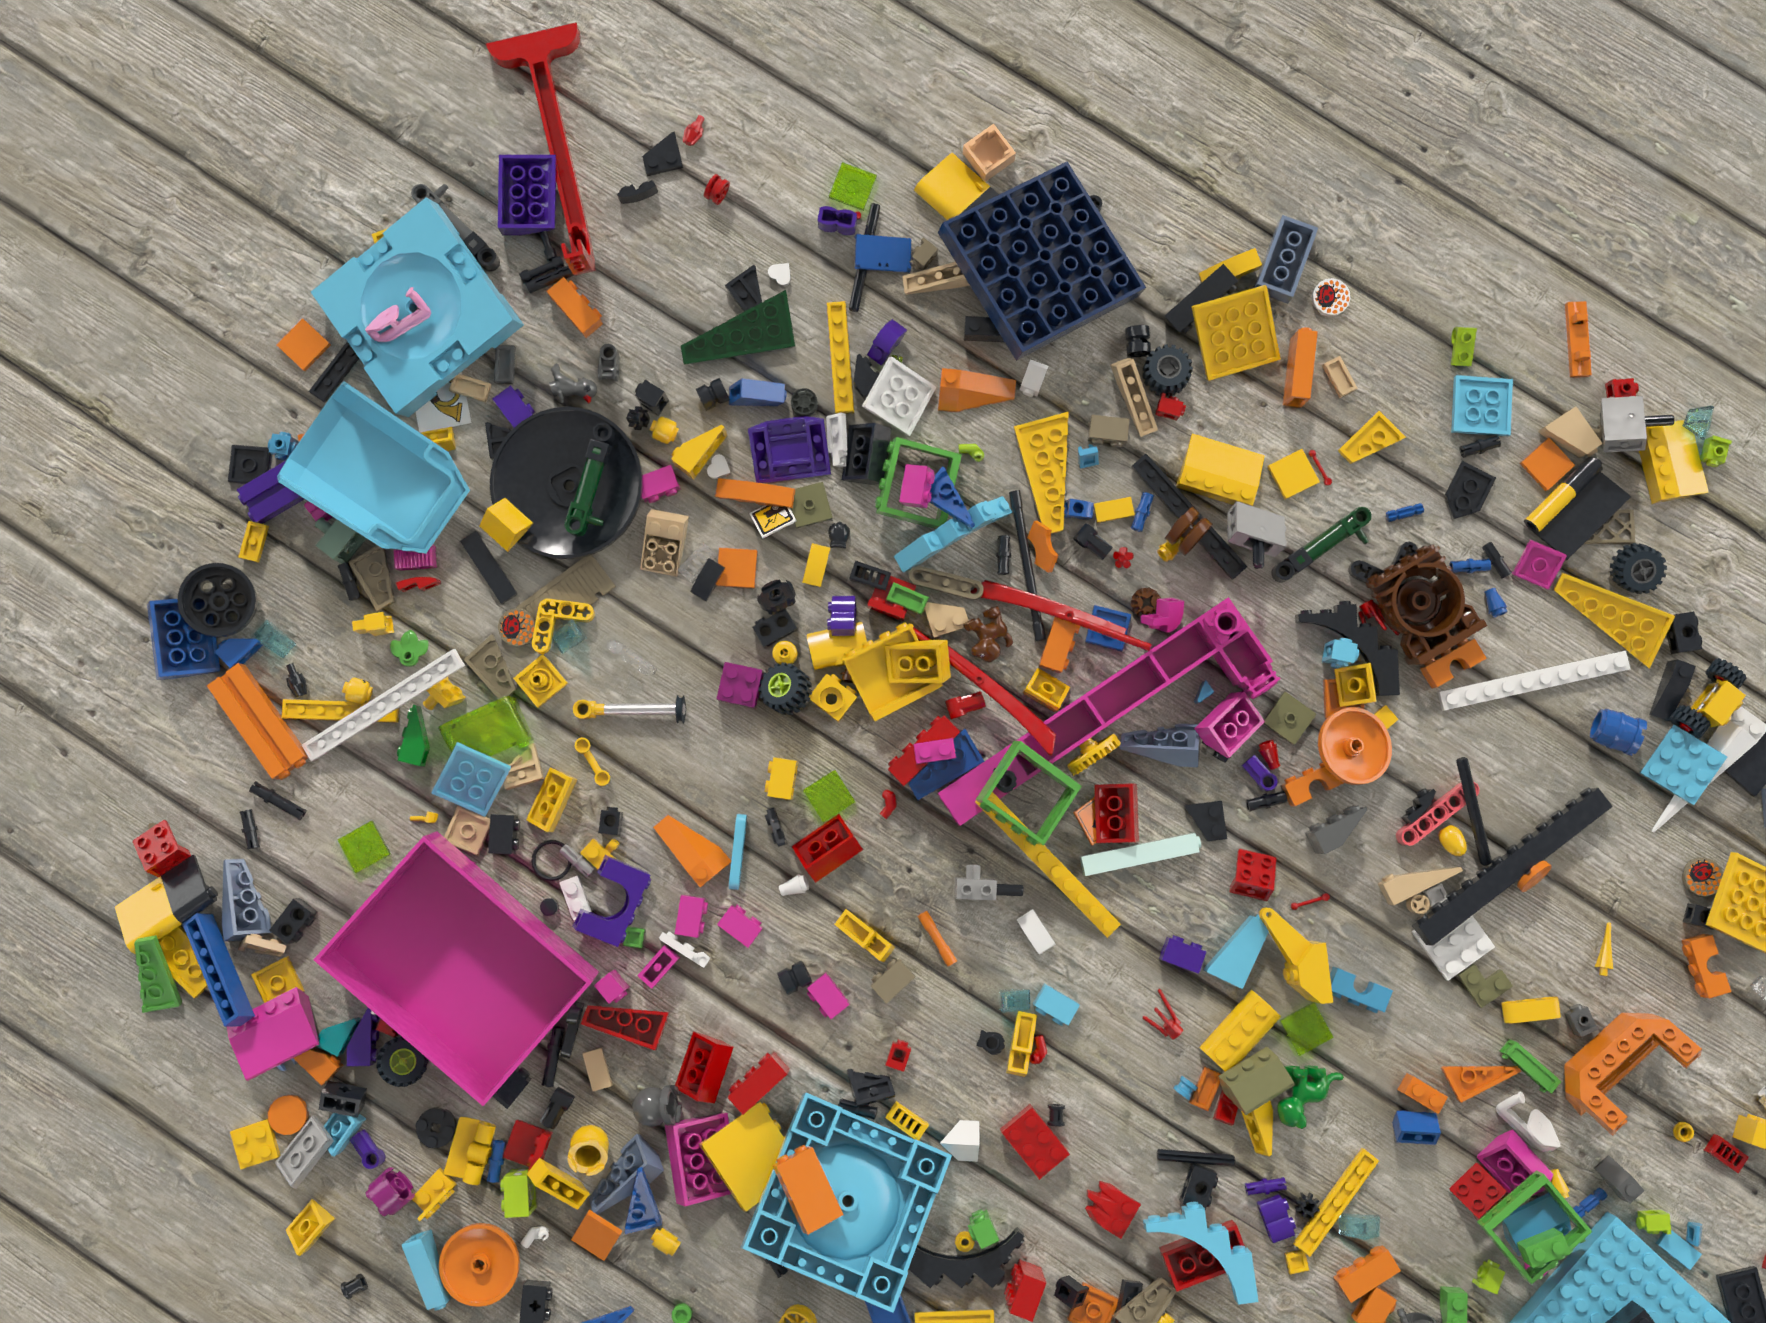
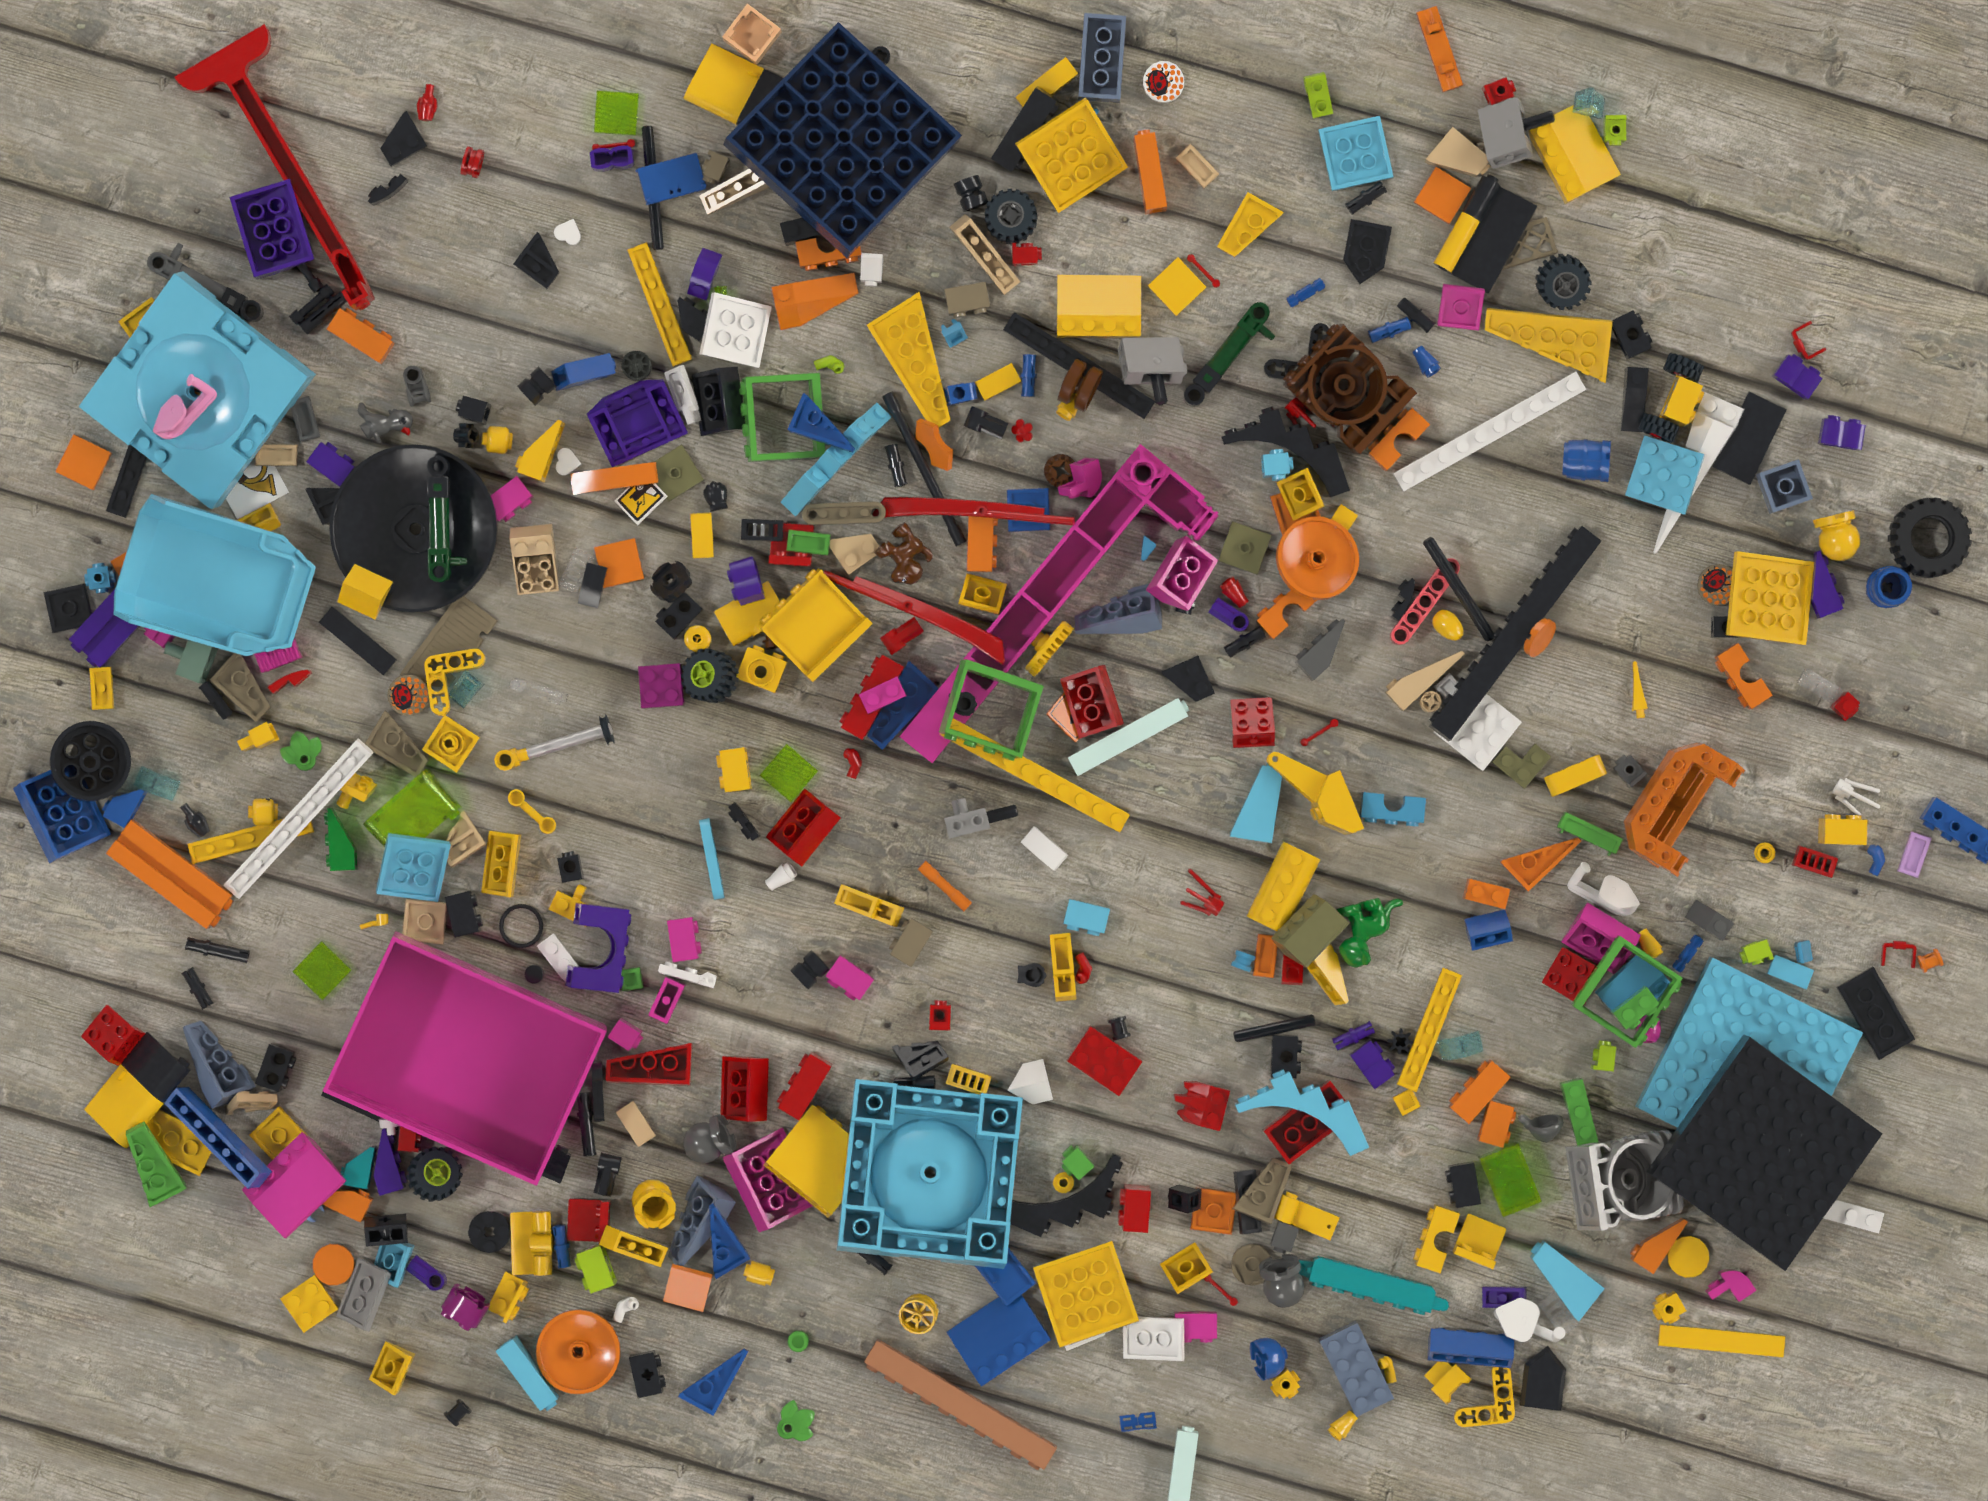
camera: 20 degrees left, 5 degrees up
(576, 860) = (547, 918): light grey axle -> none
(695, 853) = (666, 872): orange wedge -> none
(740, 925) = (738, 934): dark pink brick -> none
(753, 331) = (560, 304): dark green wing -> none
(807, 1189) = (885, 1170): orange brick -> none
(916, 486) = (782, 424): dark pink brick -> none
(918, 662) = (839, 606): yellow slope -> none
(984, 354) = (811, 256): none -> orange arch
(1014, 1000) = (1043, 924): clear light blue slope -> none
(1182, 954) = (1202, 826): dark purple brick -> none
(1306, 1028) = (1351, 864): clear neon green tile -> none

